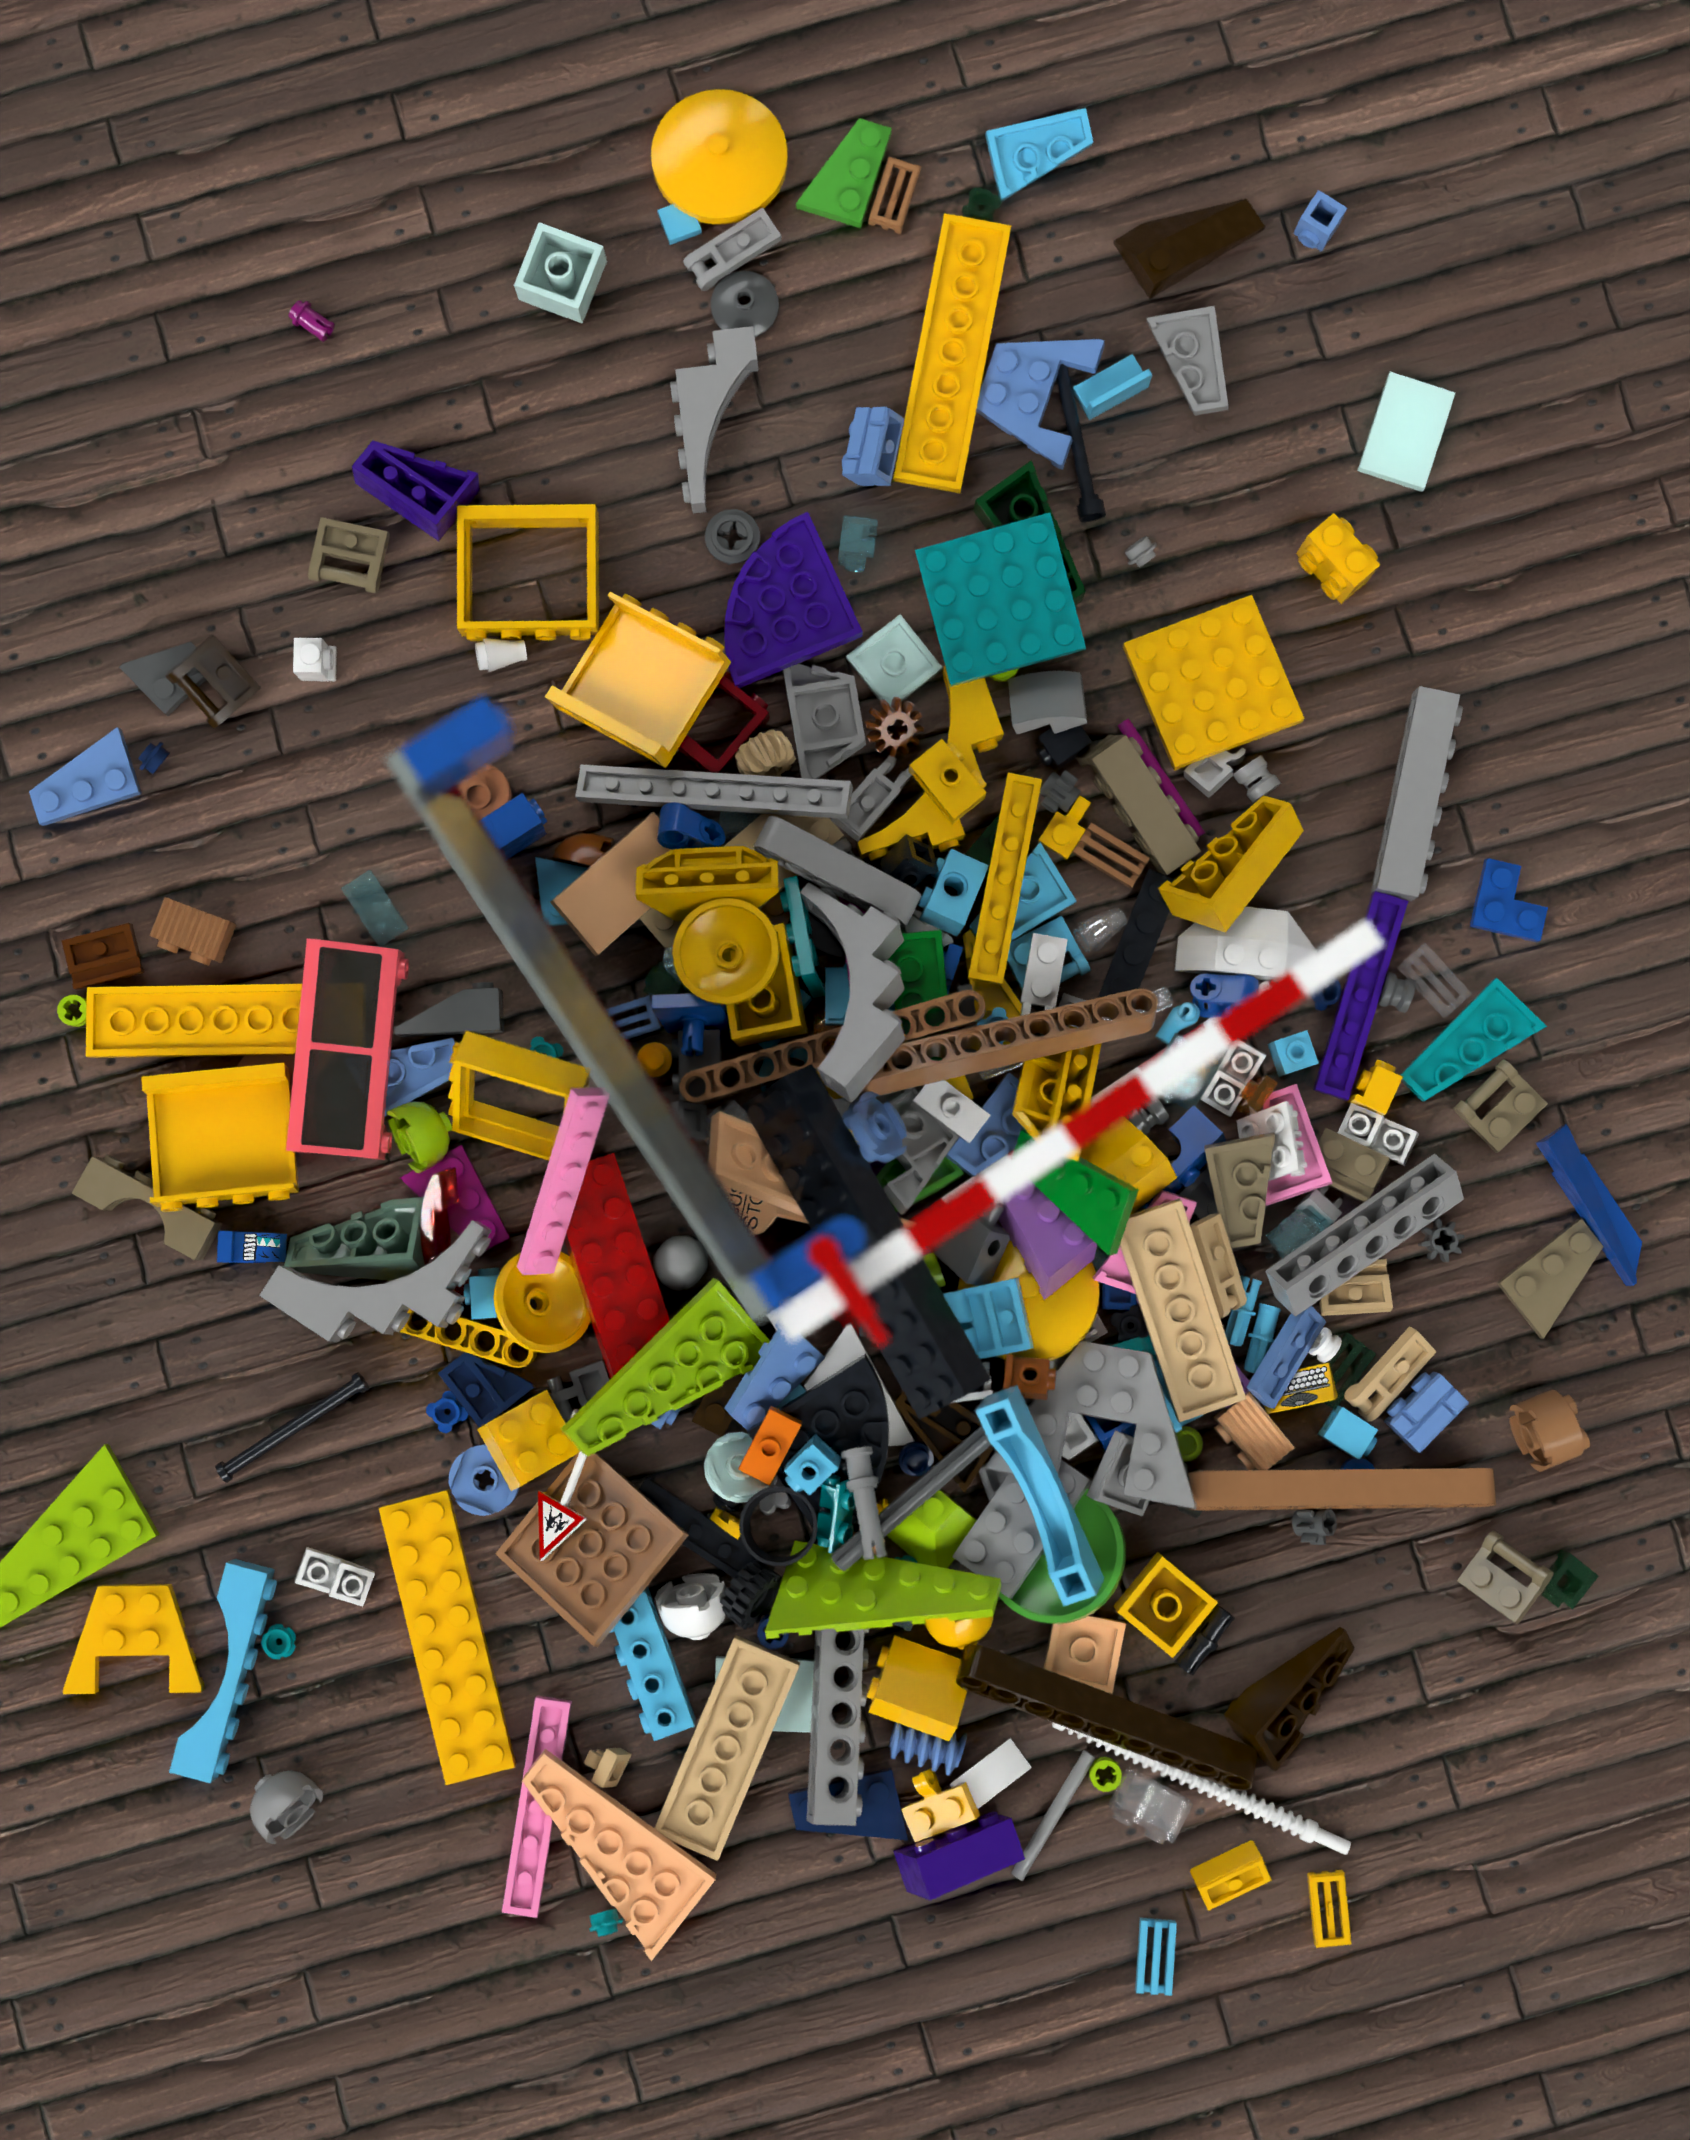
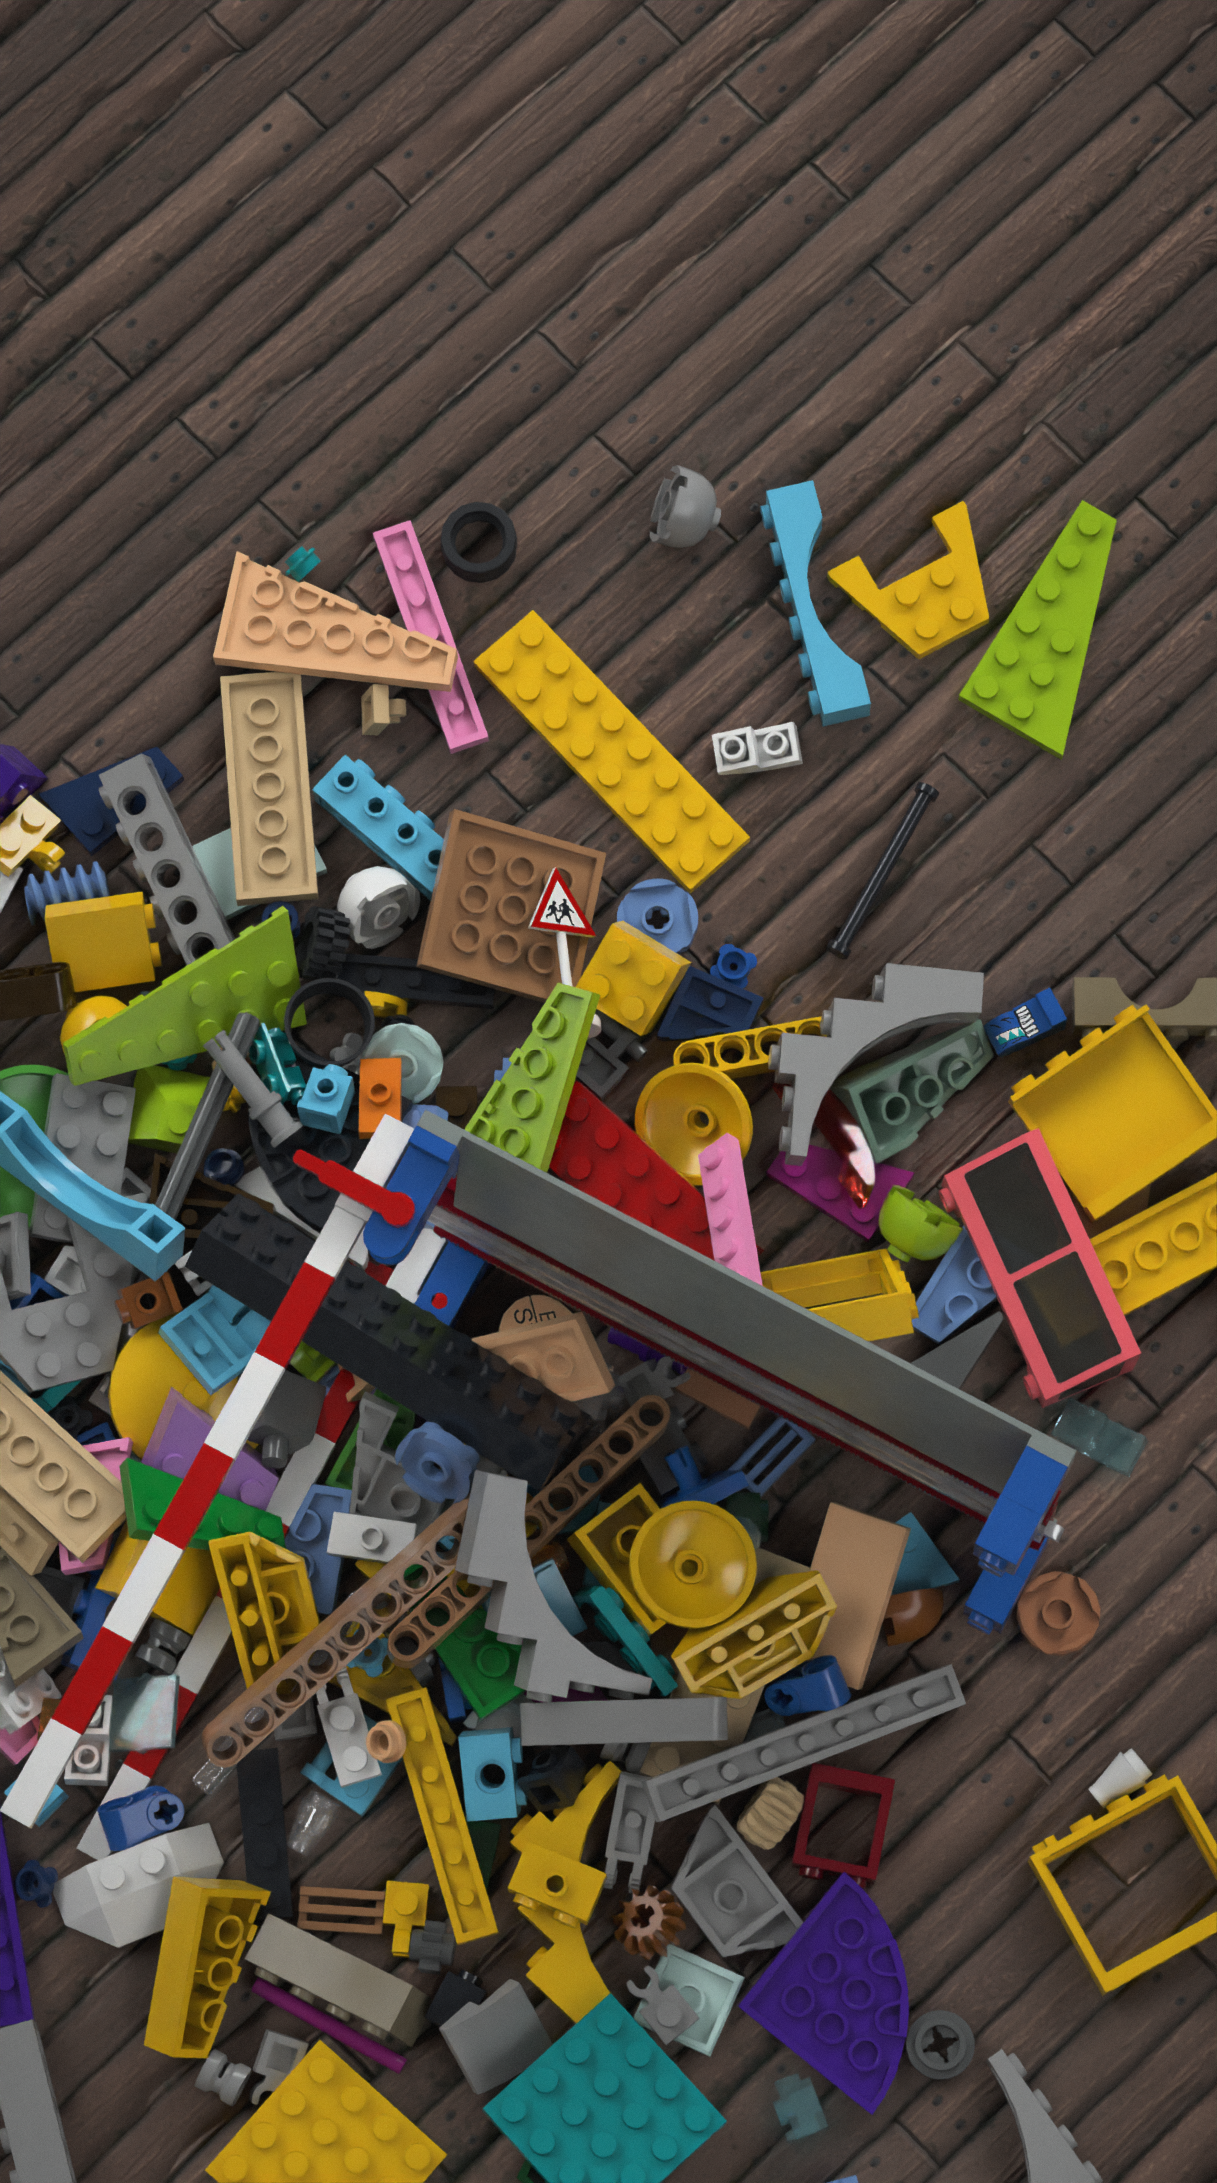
camera: 155 degrees right, 10 degrees down
(269, 1643) = (770, 651): teal plate -> none
(441, 1887) = (473, 513): none -> black tyre
(480, 1293) = (763, 1100): medium azure brick -> none
(642, 680) = (948, 1823): yellow panel -> none
(655, 1059) = (715, 1433): light orange plate -> none
(915, 659) = (666, 2010): none -> light grey plate
(1018, 950) = (386, 1741): none -> light nougat plate
(1041, 894) = (395, 1826): medium azure wing -> none
(1178, 1019) = (179, 1768): medium azure arm -> none

